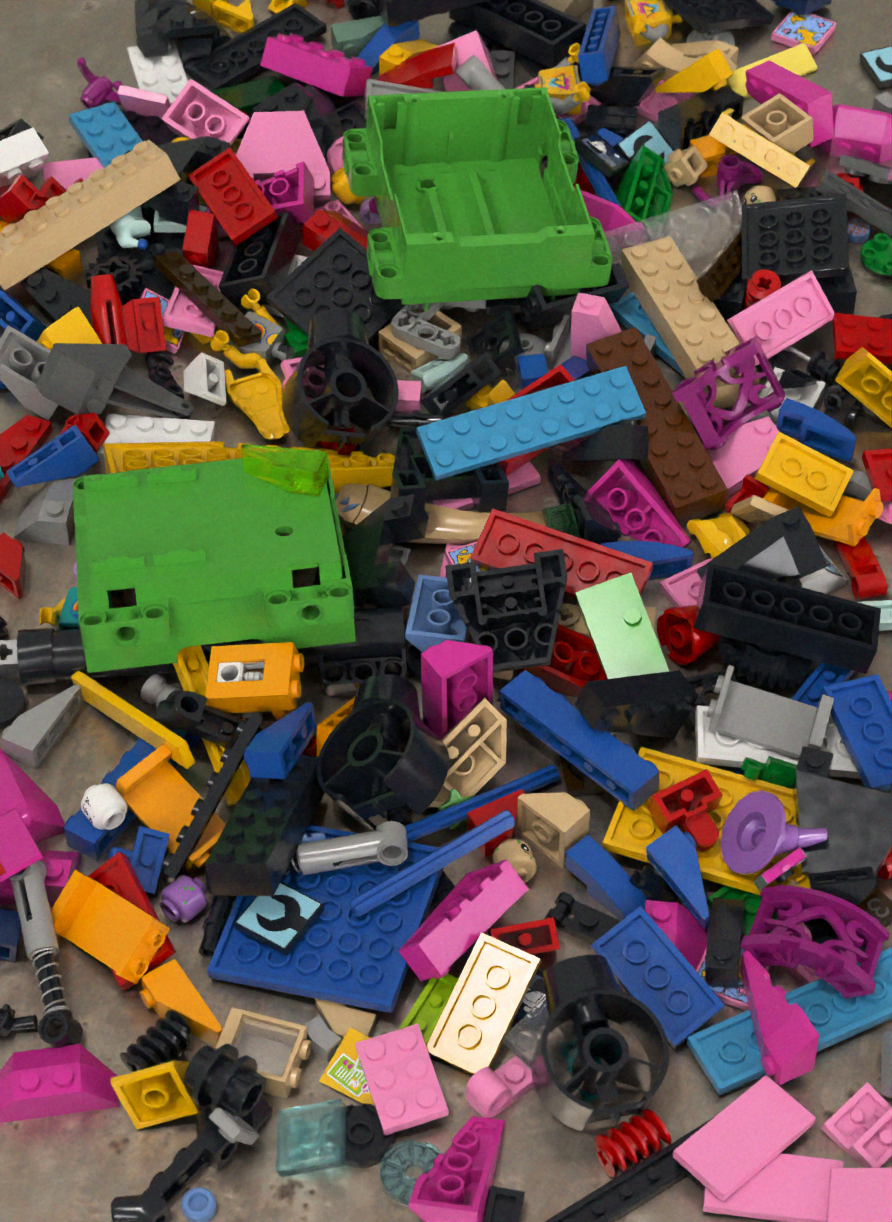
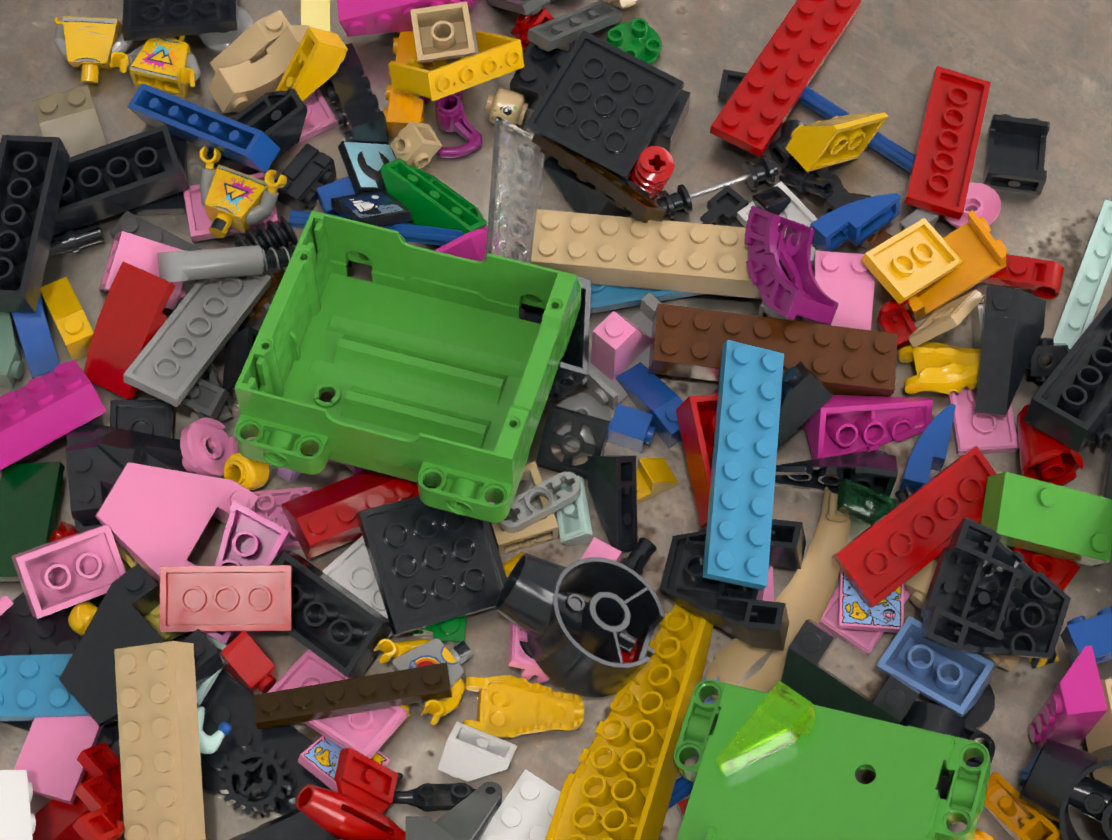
camera: 65 degrees left, 15 degrees up
(784, 315) = (697, 172): bright pink tile -> none

